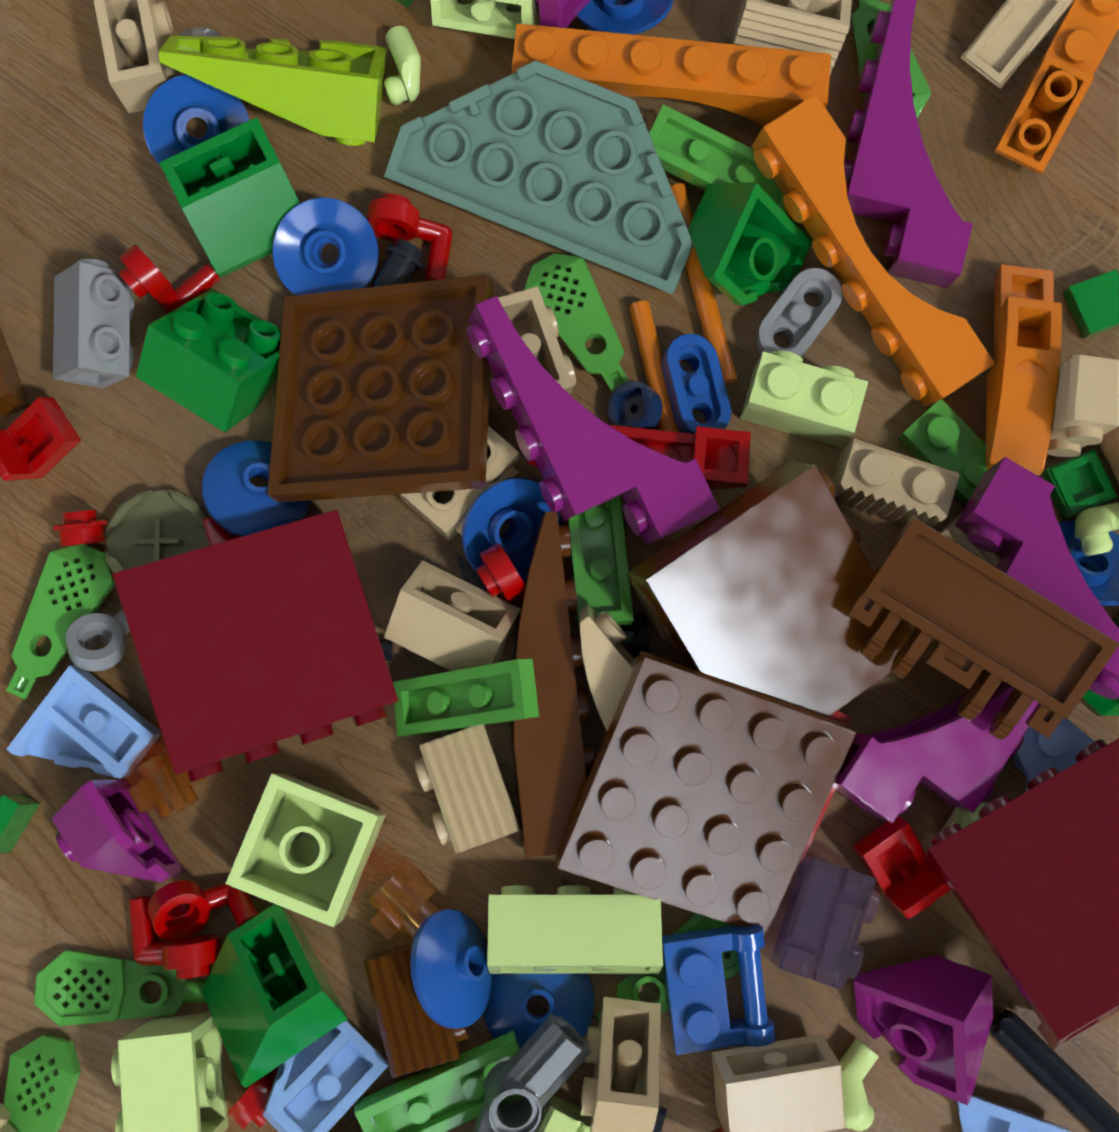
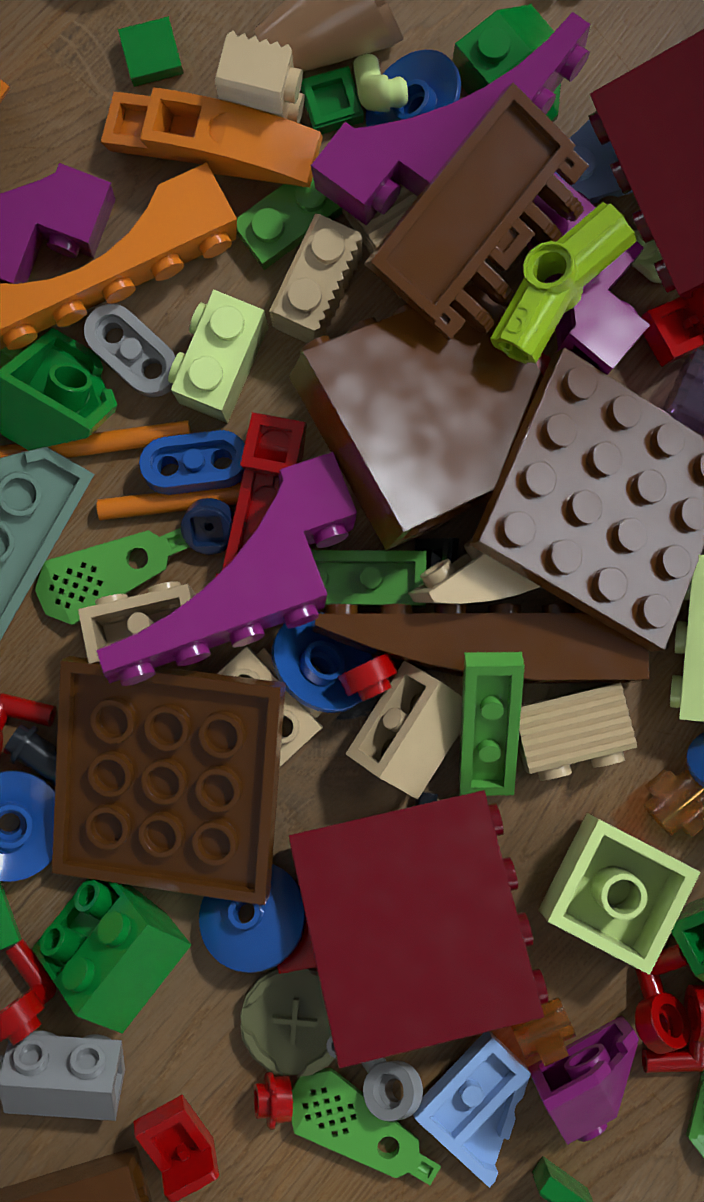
camera: 80 degrees left, 5 degrees up
(949, 734) = (540, 305): none -> lime piece

